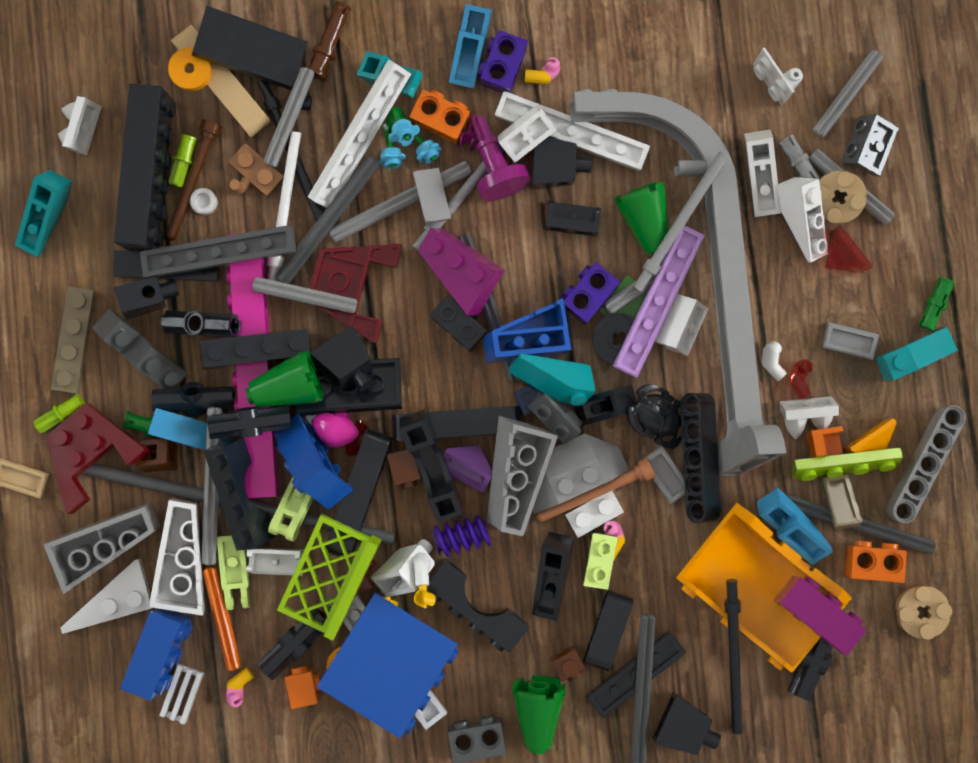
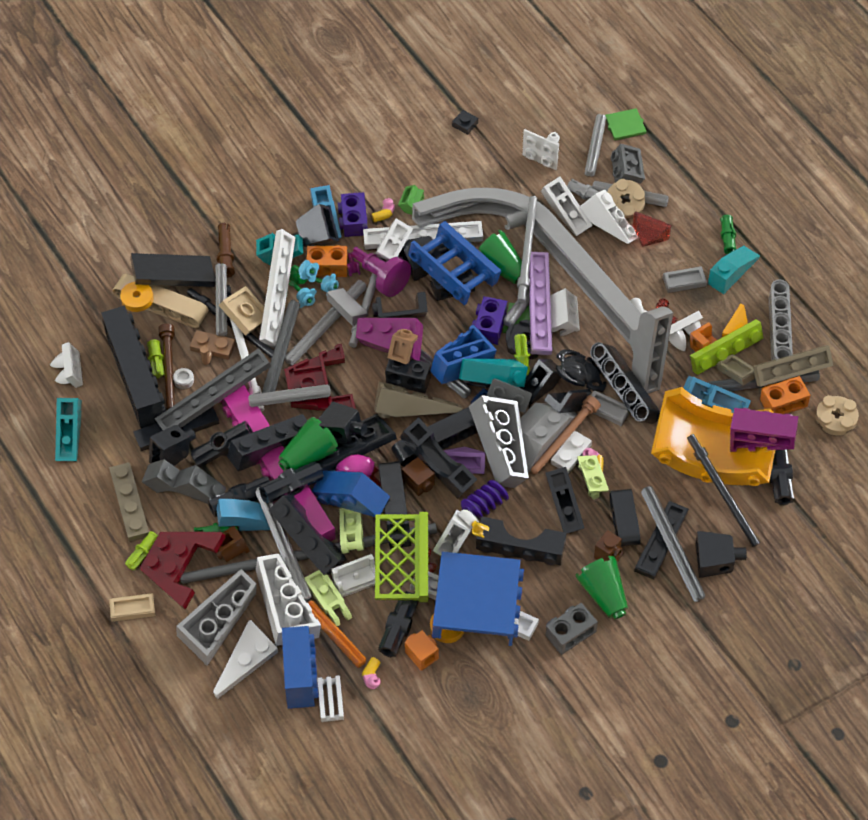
camera: 25 degrees left, 30 degrees down
(306, 147) = (243, 310): none -> tan plate
(436, 361) = (397, 402): none -> dark tan wedge
(445, 69) = (317, 227): none -> torso
(460, 299) = (402, 345): none -> medium nougat bracket
(487, 240) = (420, 311): none -> black panel
(583, 71) = (410, 195): none -> bright green piece
(599, 182) = (464, 250): none -> blue fence
(600, 364) = (521, 350): none -> lime axle
(618, 453) = (567, 401): none -> black panel
(902, 77) = (625, 124): none -> bright green piece
(906, 535) = (793, 365): none -> dark tan plate

